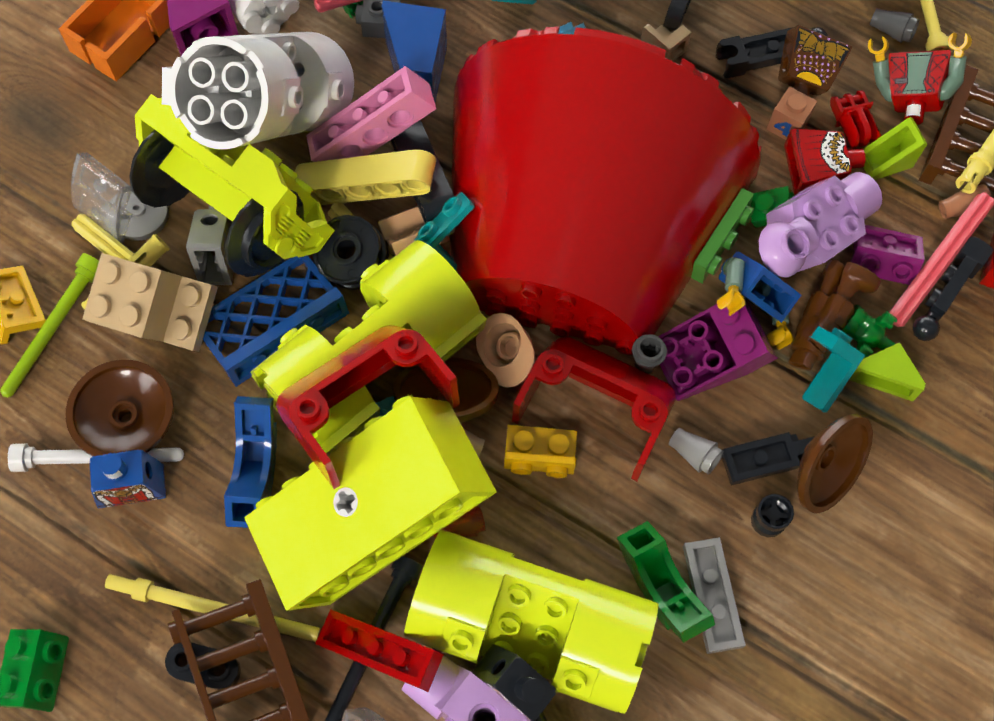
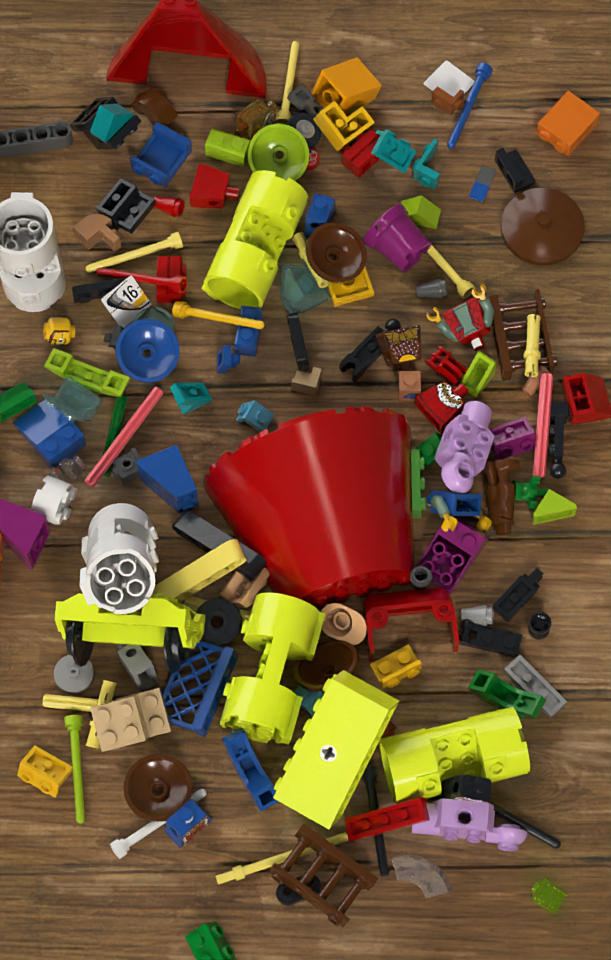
camera: 30 degrees left, 0 degrees up
(101, 195) = (54, 677): clear slope -> none
(307, 402) = (274, 714): red windscreen -> none
(373, 118) = (183, 536): bright pink brick -> none
(451, 215) = (266, 573): teal bracket -> none
(692, 492) = (490, 639): none -> black plate
(833, 462) = (554, 578): reddish brown dish -> none
(836, 369) = (524, 526): teal bracket -> none

